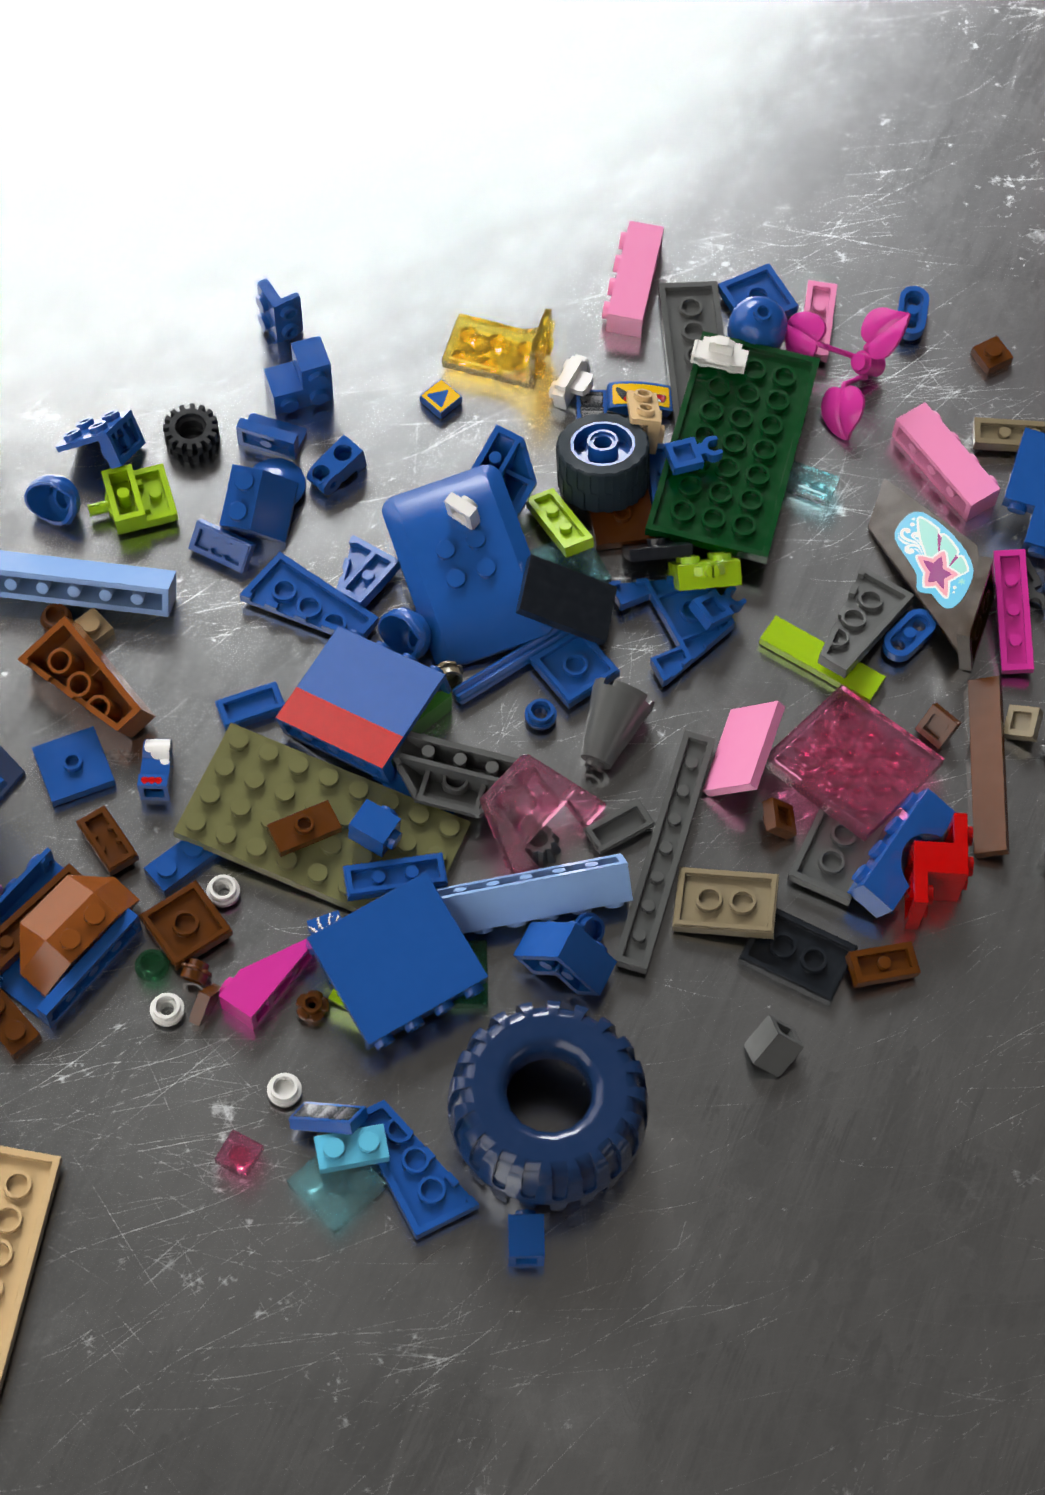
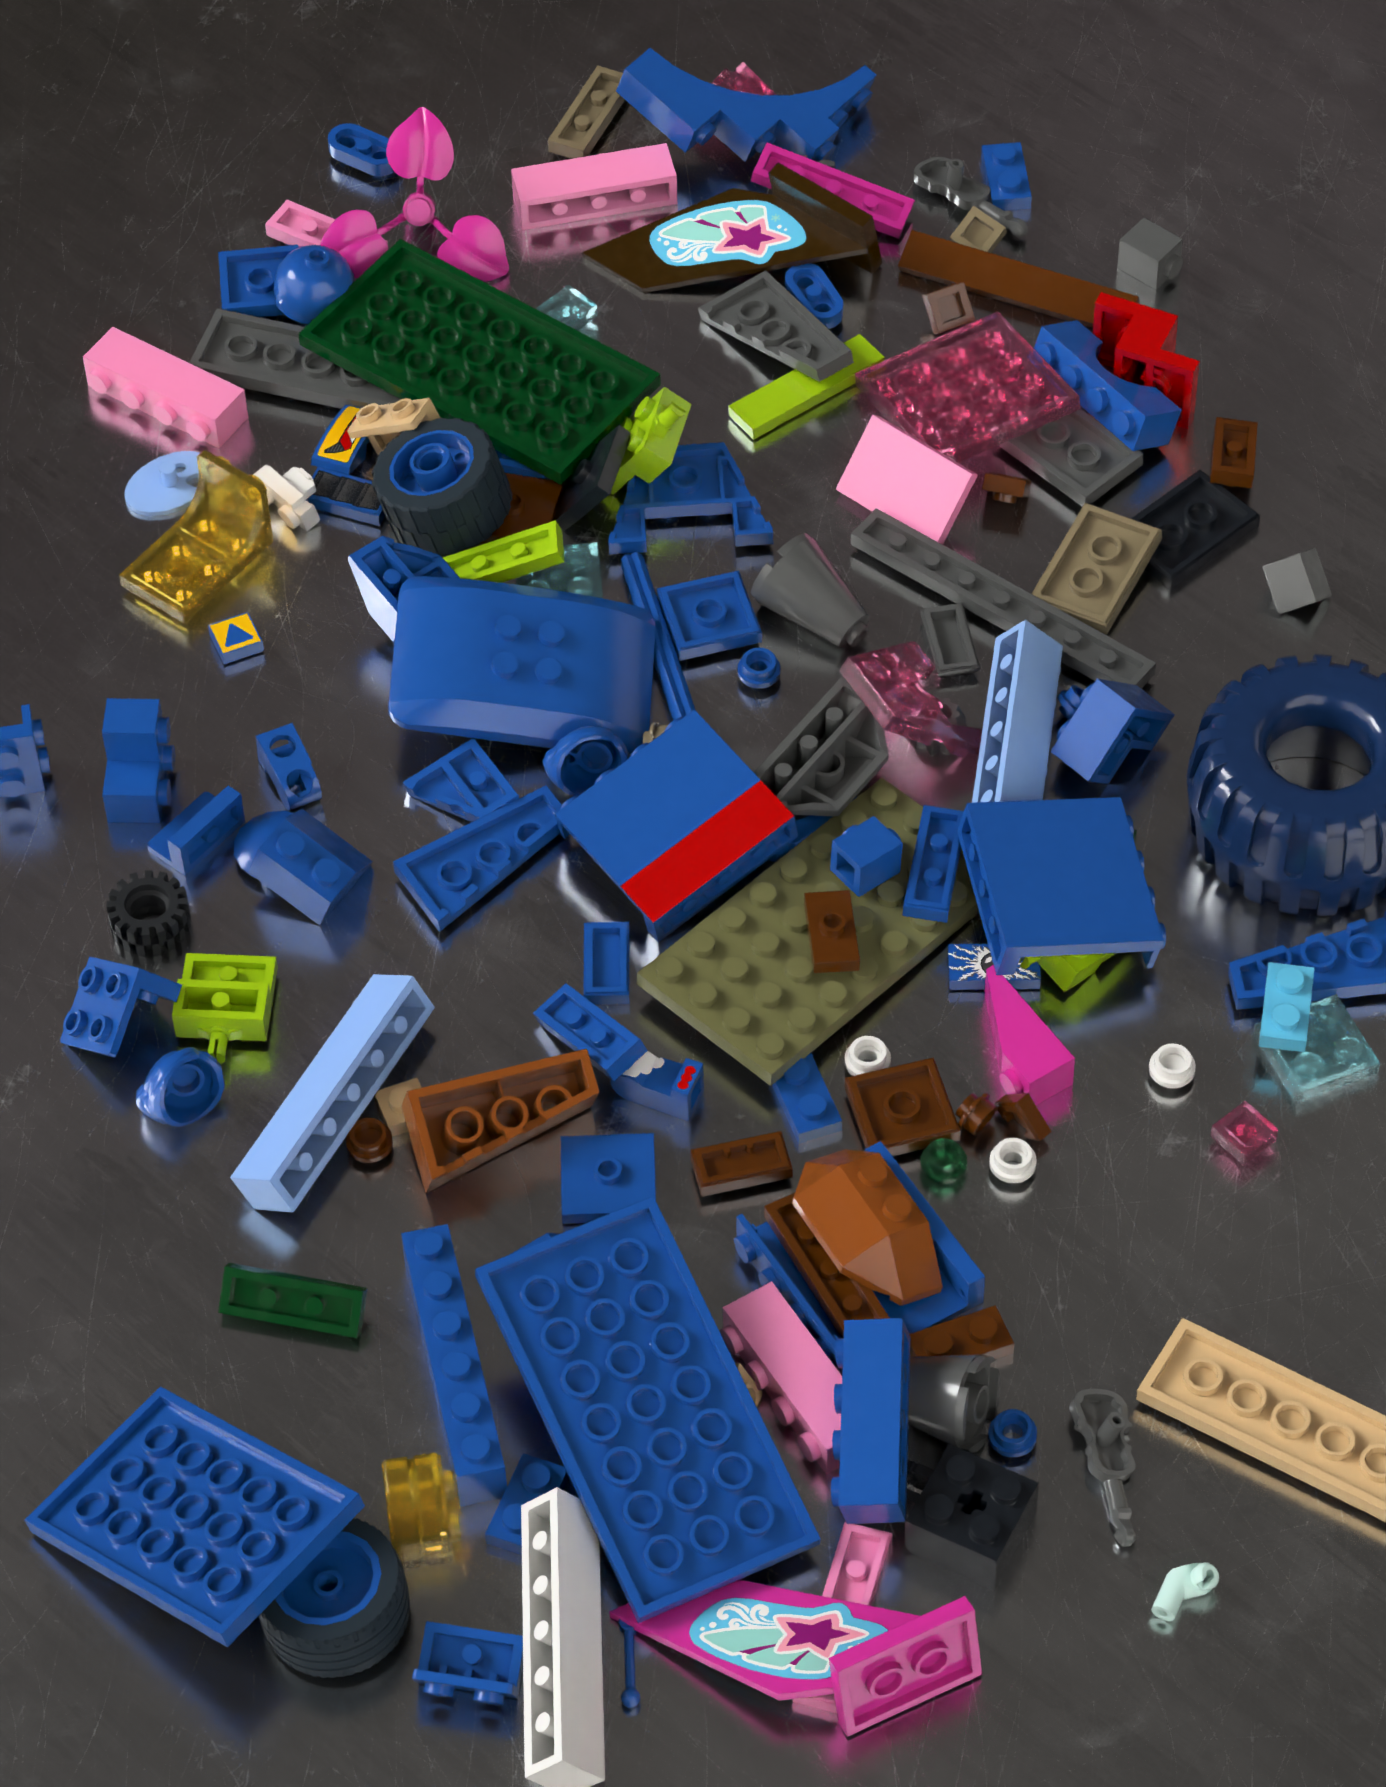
camera: 65 degrees left, 10 degrees down
(174, 711) = (588, 1027): none -> blue plate
(221, 546) = (350, 924): blue plate -> none
(314, 1014) = (1069, 1018): reddish brown plate -> none
(328, 1118) = (1237, 1019): blue tile -> none
(463, 510) = (471, 616): white plate -> none
(562, 308) = (159, 488): none -> light blue piece
(566, 599) = (627, 577): black tile -> none
(689, 456) = (484, 392): blue plate -> none
(715, 609) = (703, 447): blue plate -> none
(720, 353) = (352, 319): white piece -> none
(991, 355) = (460, 103): reddish brown plate -> none

